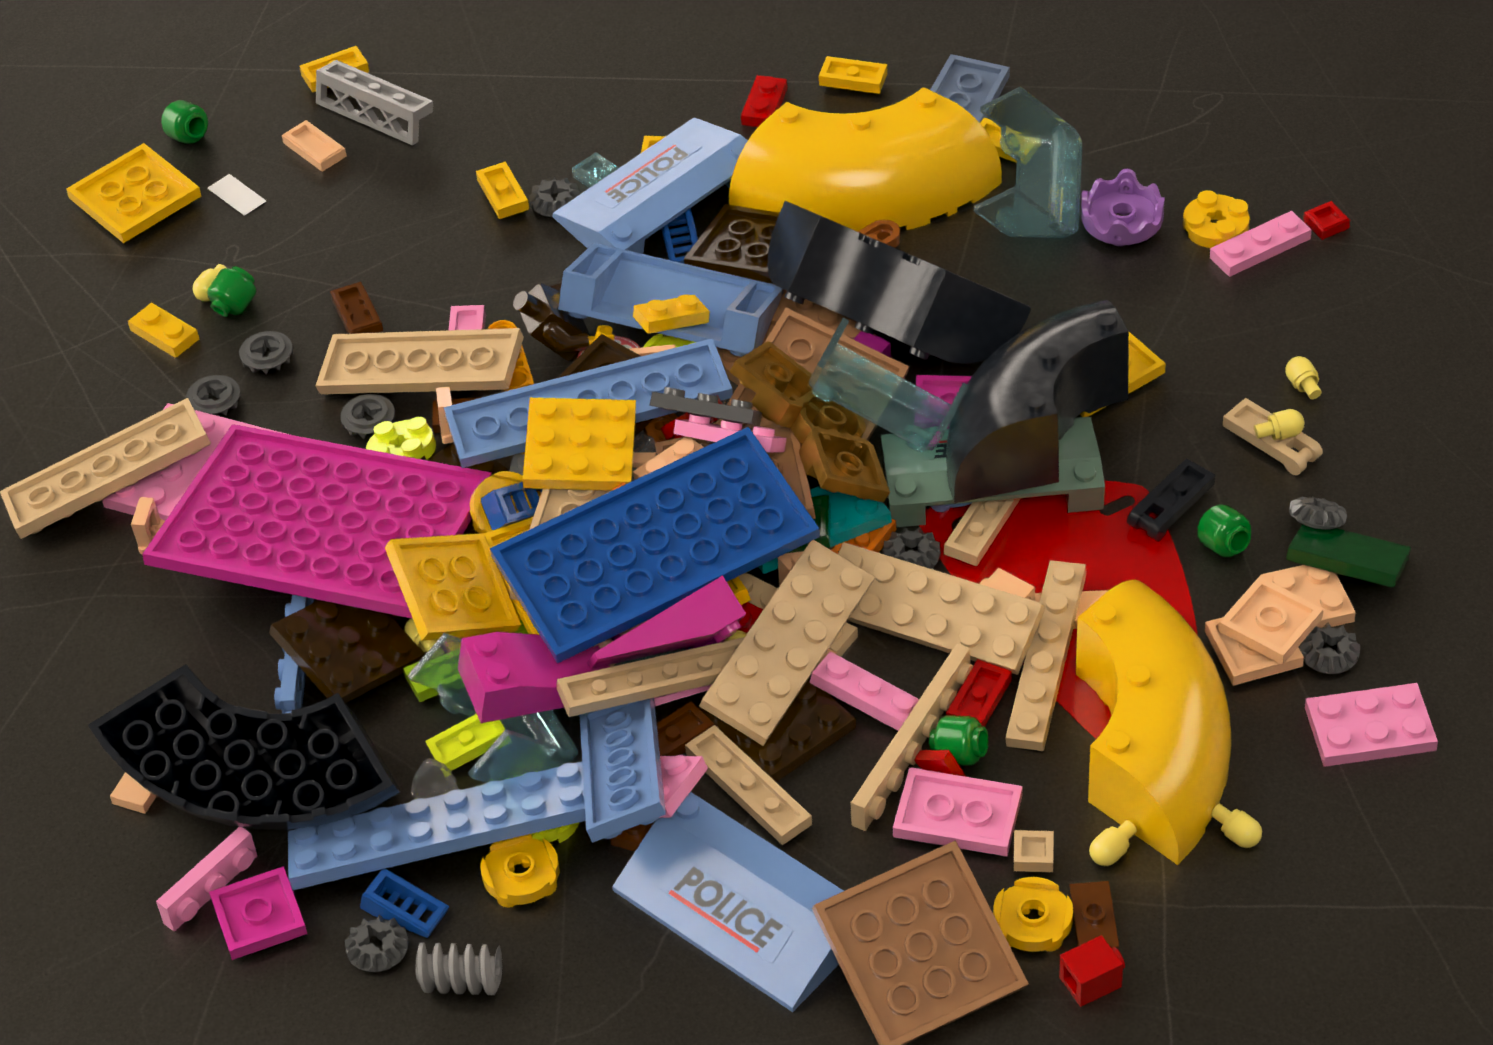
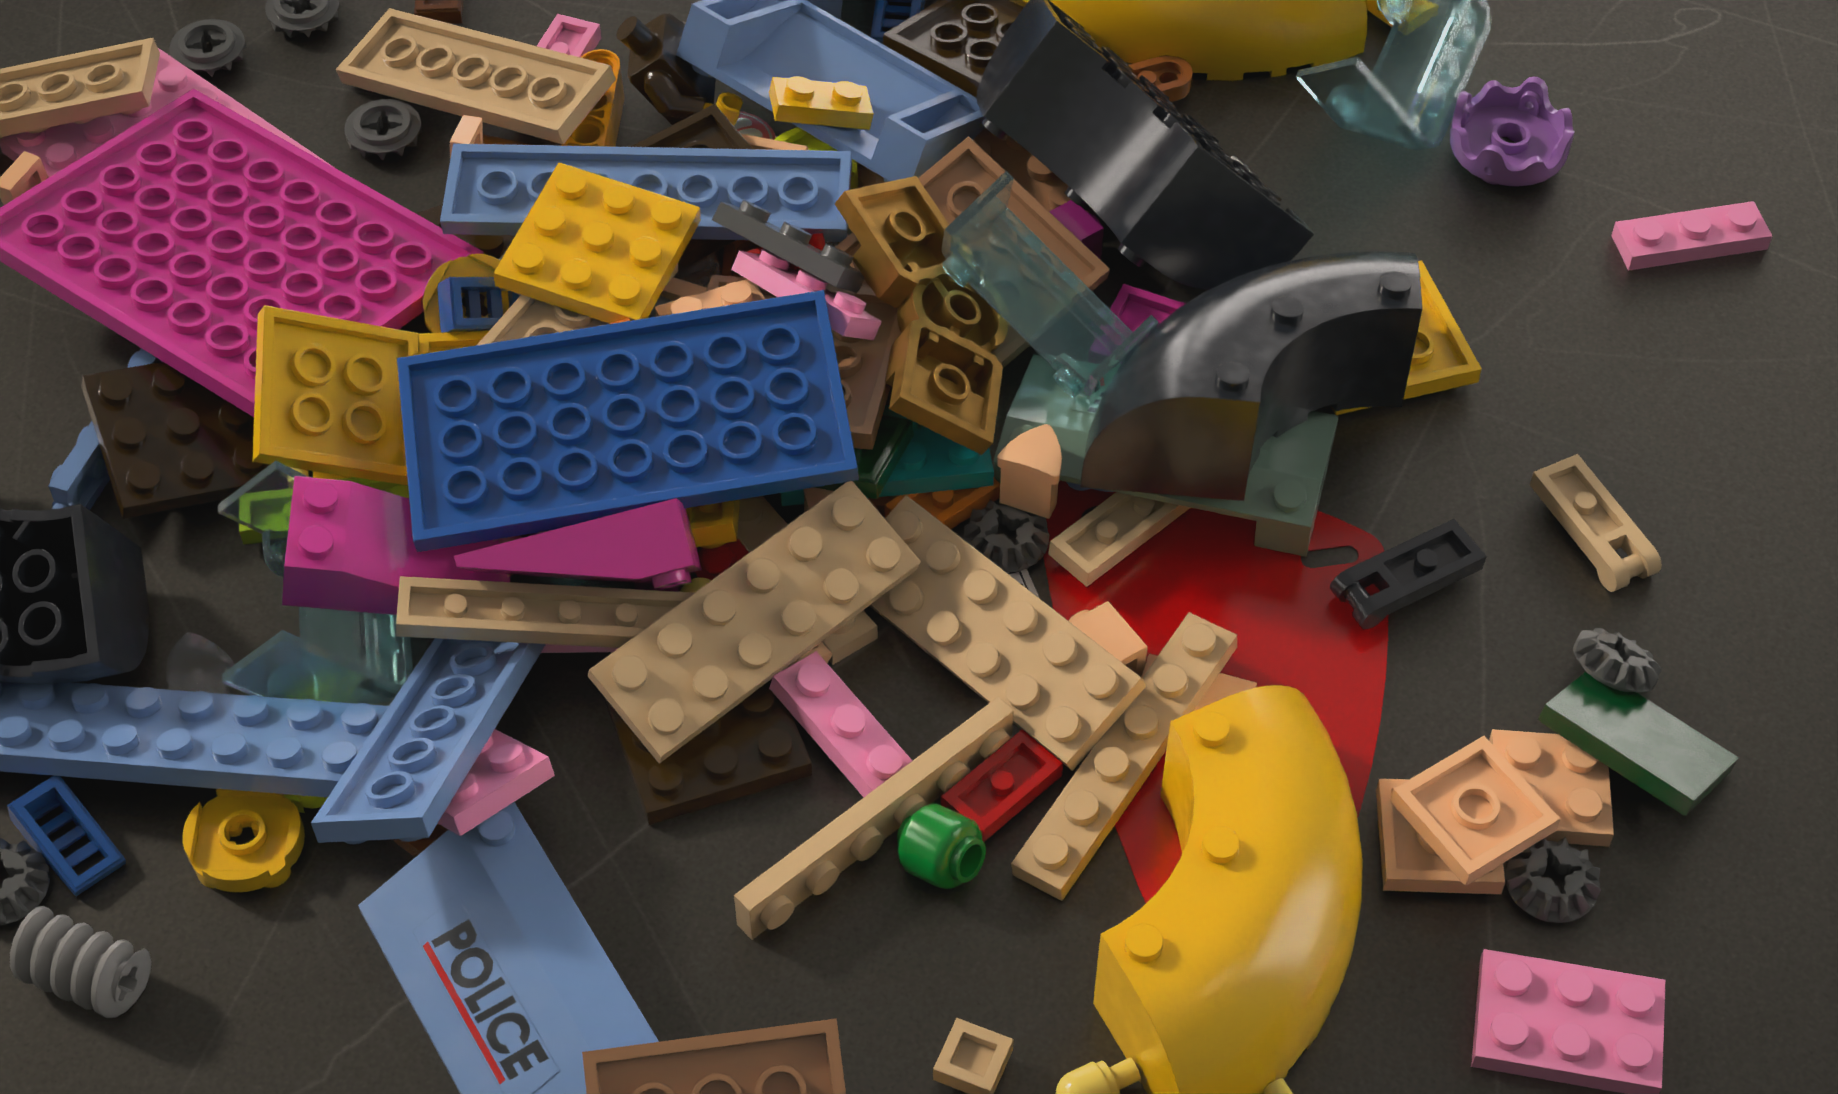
camera: 15 degrees right, 5 degrees up
(404, 438) = (405, 174): neon yellow plate -> none
(464, 741) = (251, 621): neon yellow plate -> none
(680, 729) = (554, 706): reddish brown plate -> none
(750, 785) = (616, 816): tan plate -> none
(917, 504) = (1031, 471): none -> light nougat tile
(938, 761) = (899, 878): red tile -> none
(958, 808) = (891, 958): bright pink plate -> none
(1224, 530) = (1465, 645): green head -> none
(1230, 213) = (1641, 163): yellow plate -> none
(1281, 425) = (1611, 511): light yellow cylinder -> none
(1303, 376) = (1677, 447): light yellow cylinder -> none
(1326, 220) = (1800, 229): red tile -> none

